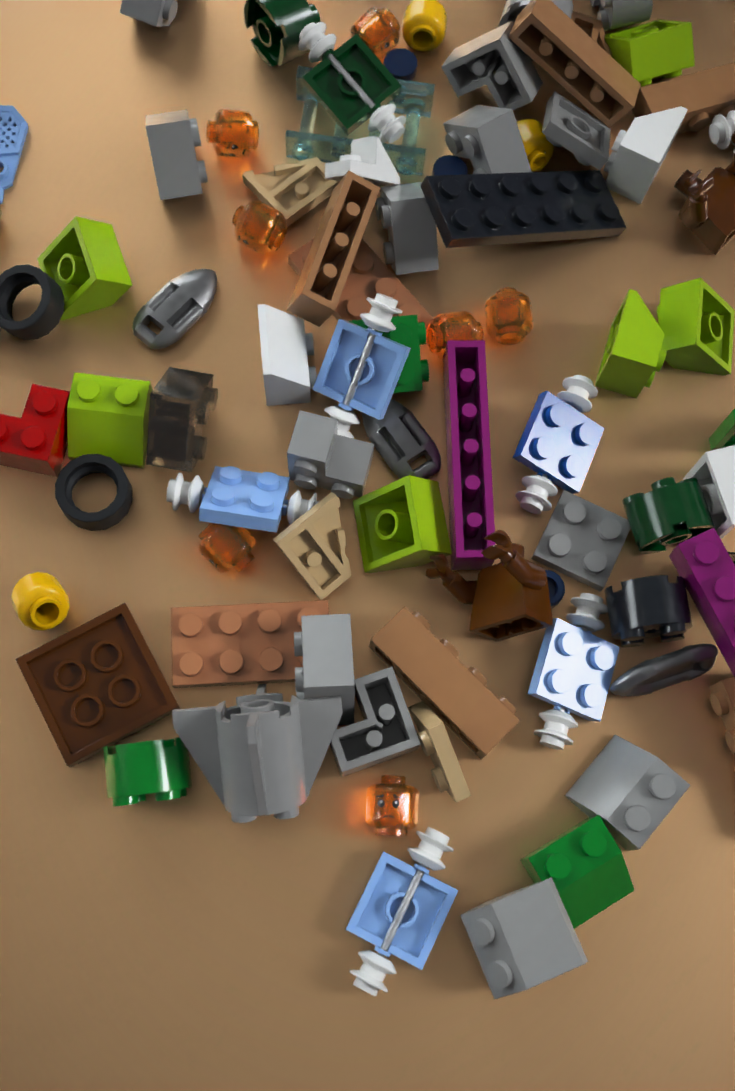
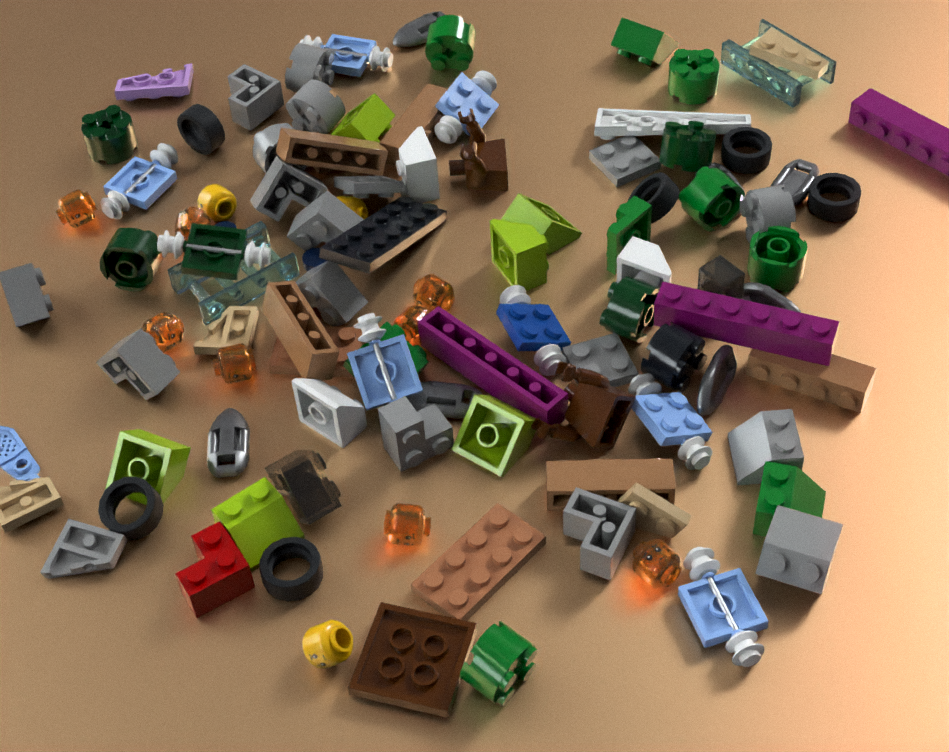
camera: 35 degrees left, 25 degrees down
(240, 498) = (389, 492): light blue plate -> none
(261, 750) = (554, 588): light grey brick -> none
(317, 547) = (463, 478): tan wing -> none
(326, 661) = (547, 523): light grey brick -> none
(366, 160) = (259, 278): white slope -> none

